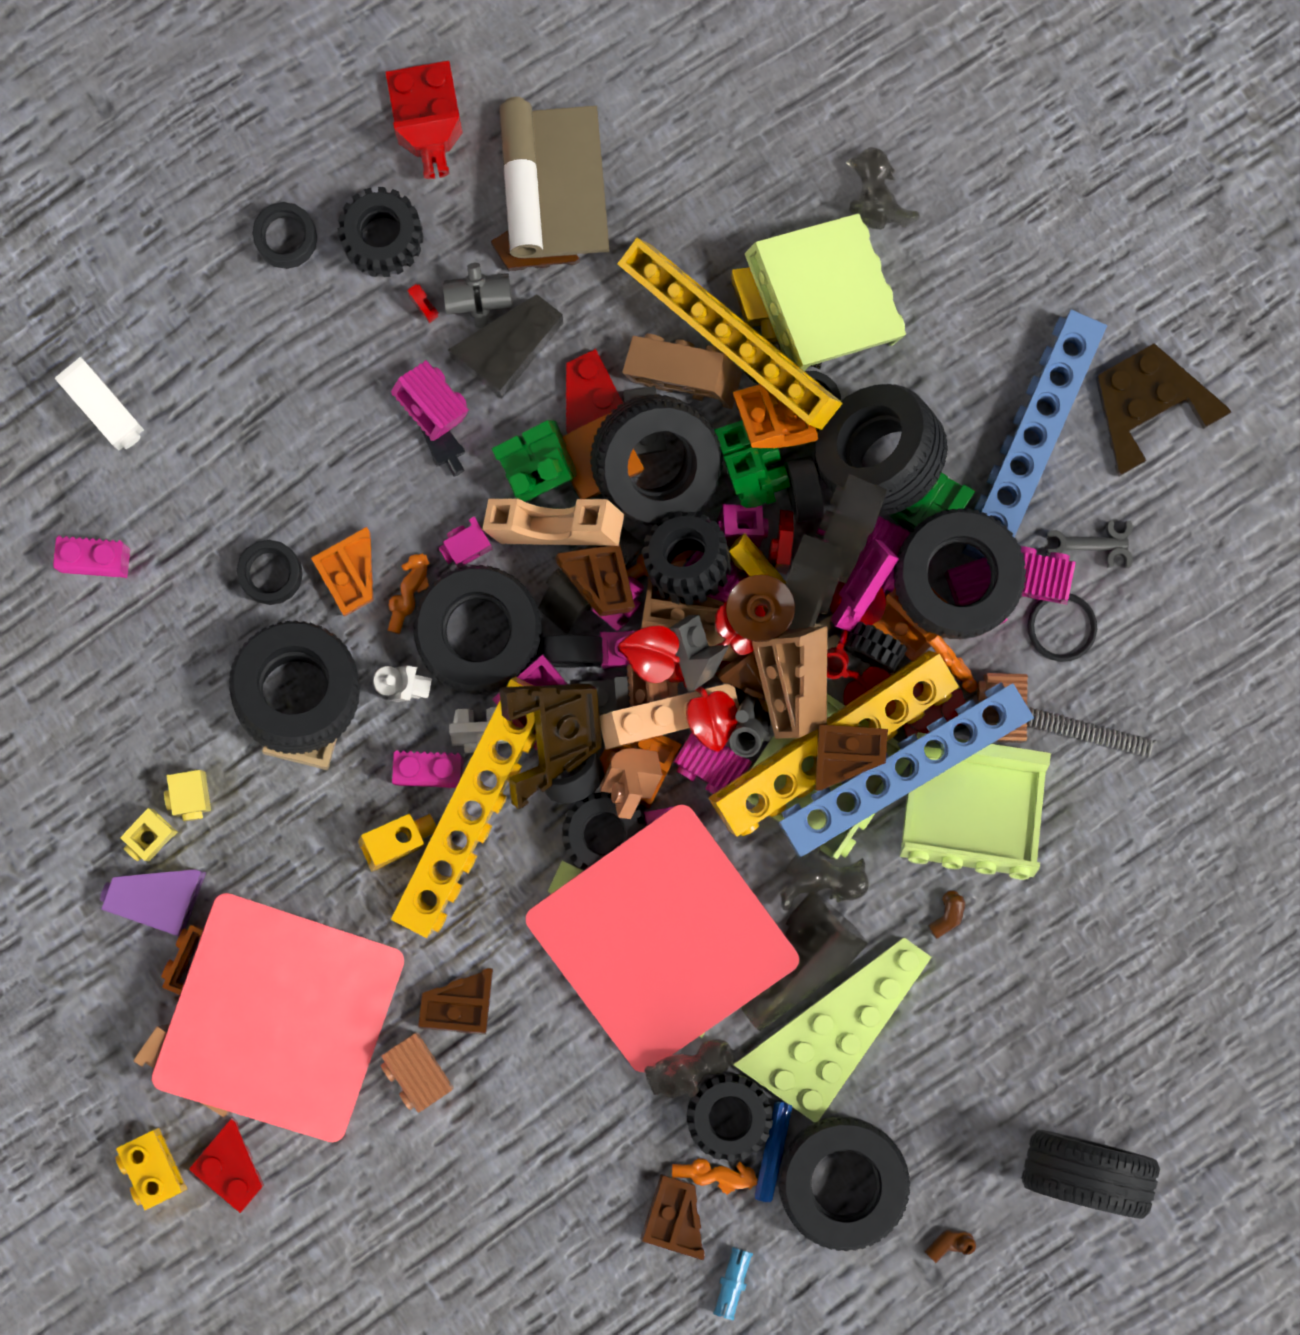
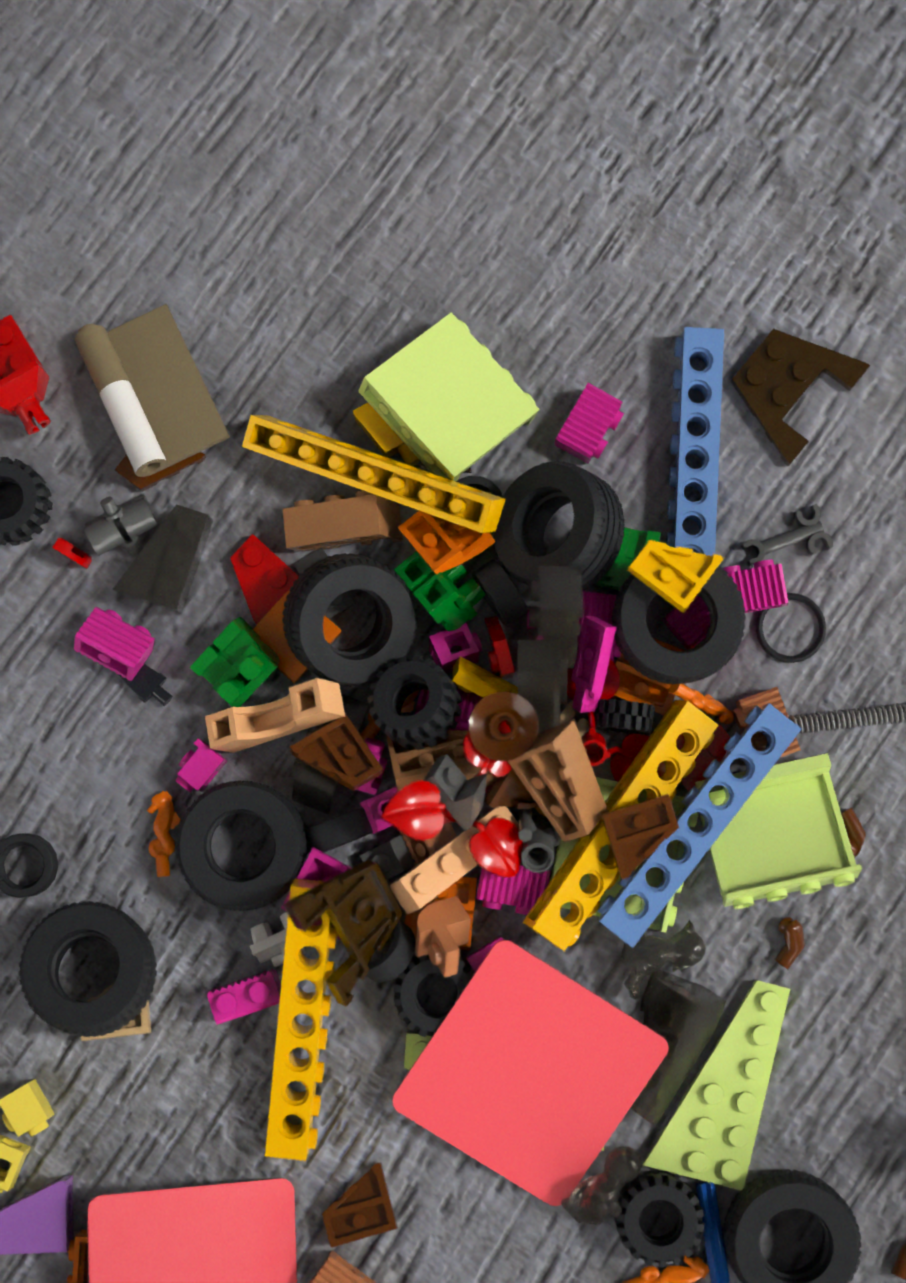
camera: 15 degrees left, 0 degrees up
(348, 571) = (98, 835): orange wing -> none
(383, 848) = (229, 1088): yellow torso -> none
(401, 683) = (188, 925): white hips -> none
(876, 200) = (462, 293): clear smoke animal -> none
(947, 365) = (588, 424): none -> dark pink brick
(971, 527) = (674, 572): none -> yellow wing
(1048, 835) = (854, 830): none -> reddish brown arm

